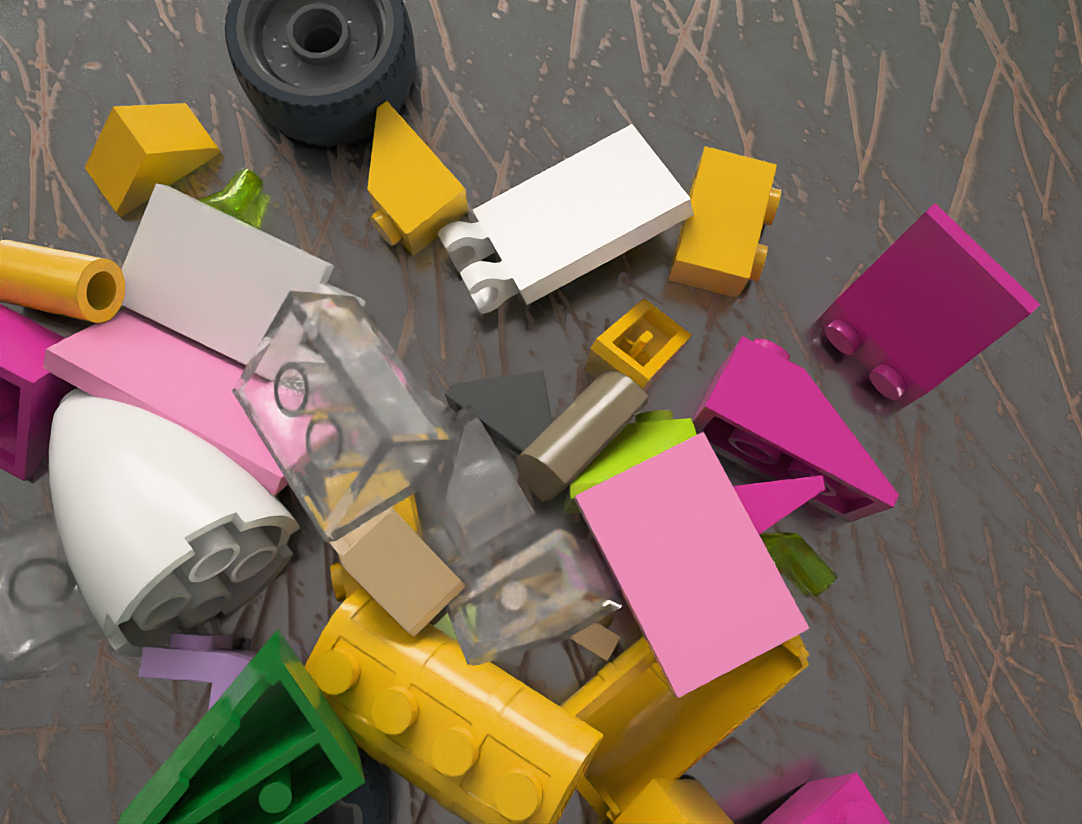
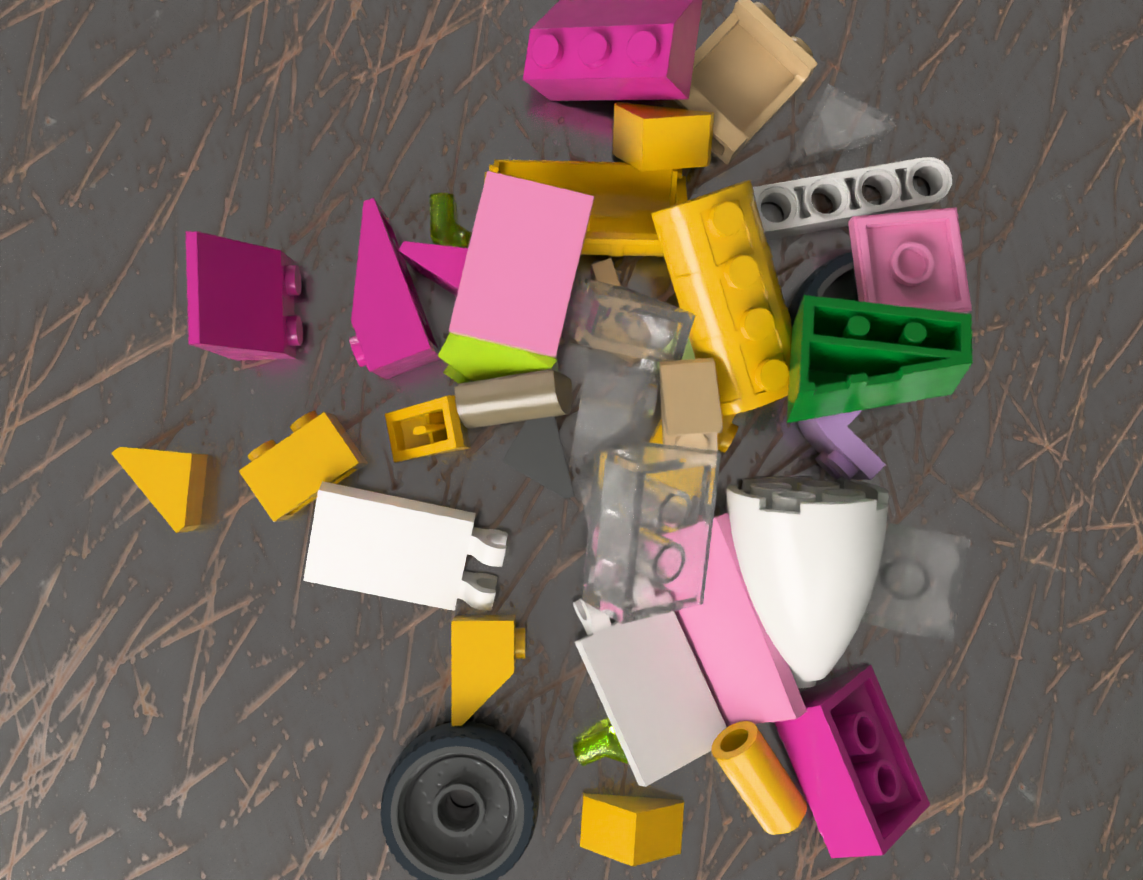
camera: 135 degrees left, 10 degrees up
(827, 114) = (170, 481): none -> yellow slope

